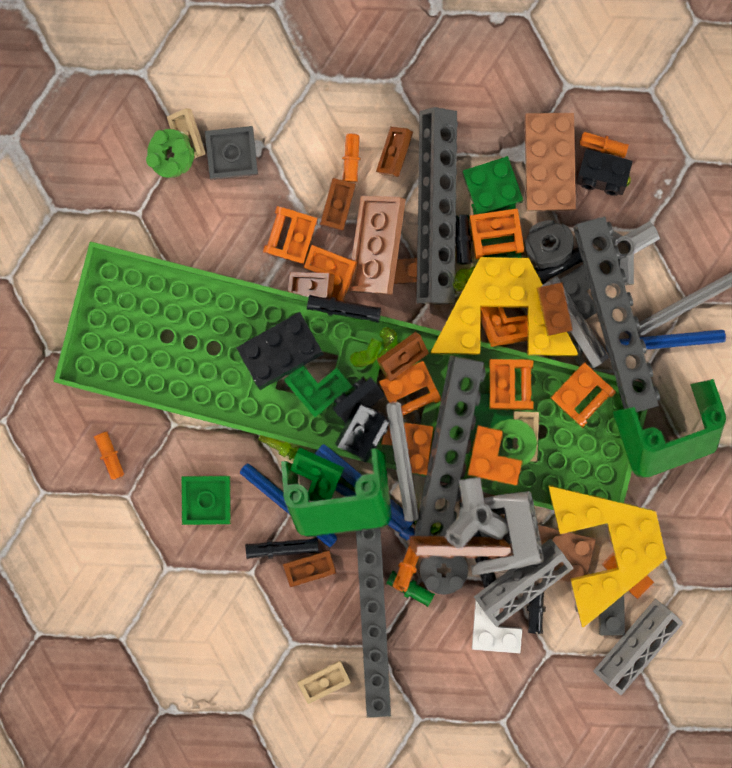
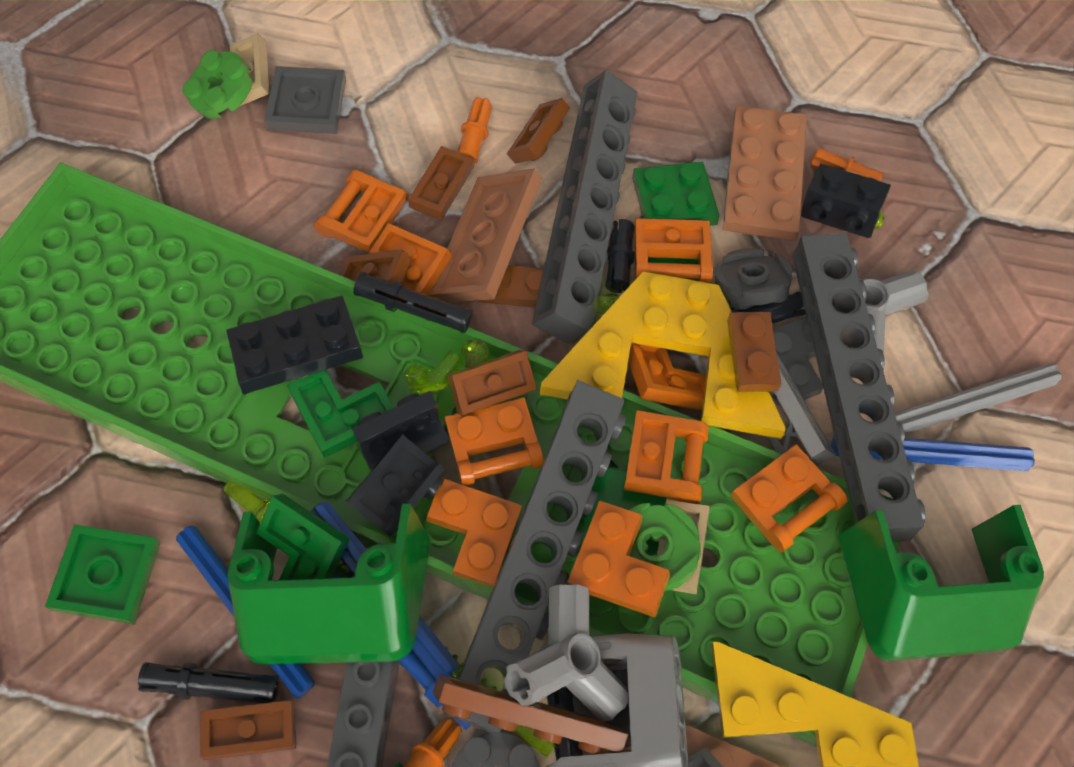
camera: 10 degrees right, 25 degrees down
(402, 461) = (455, 551): light grey axle -> none

